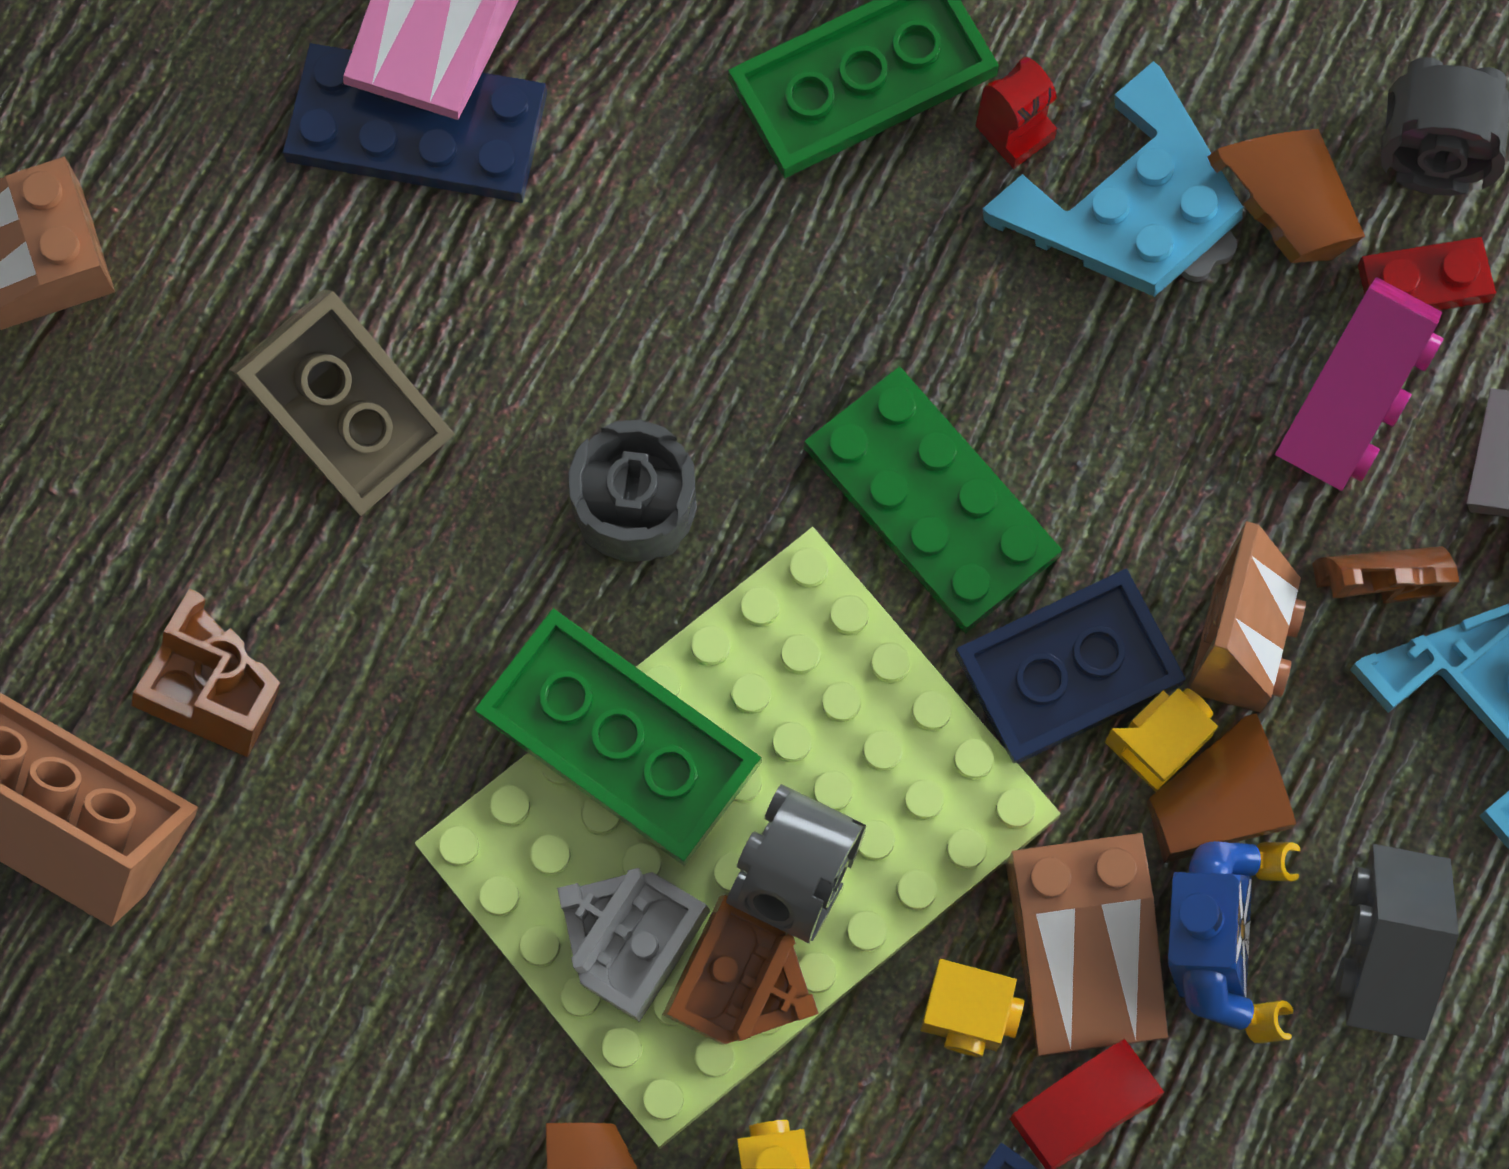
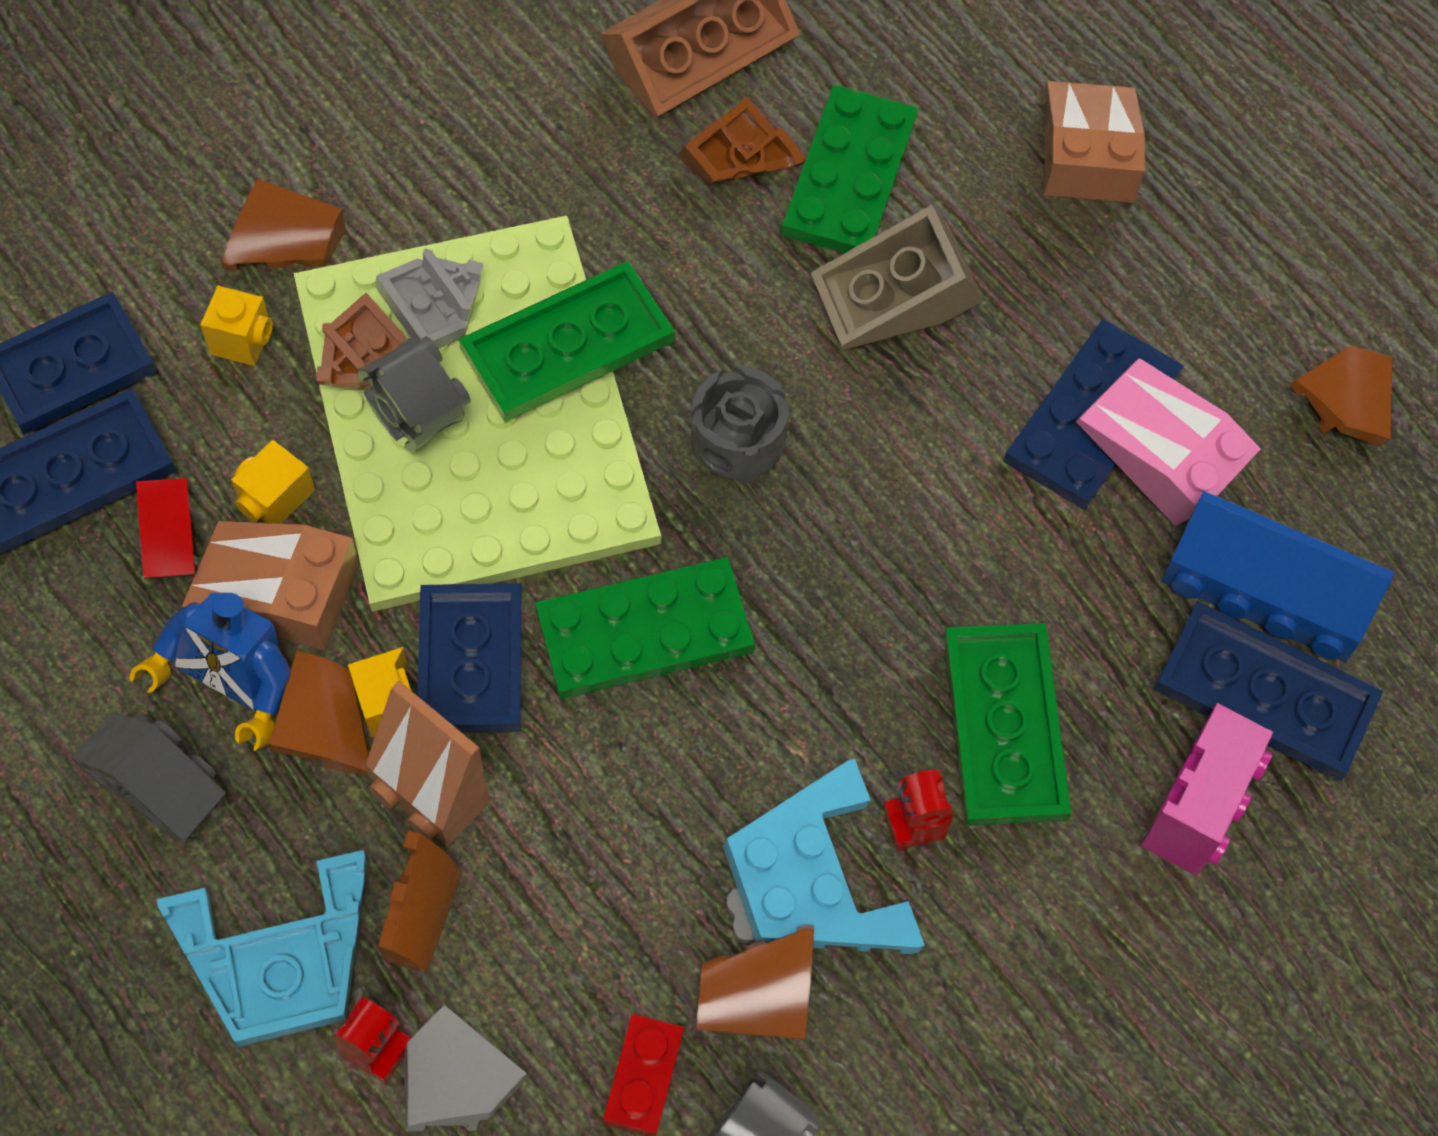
camera: 110 degrees right, 10 degrees down
(182, 529) = (849, 170): none -> green plate
(1362, 385) = (578, 959): dark pink wedge -> none

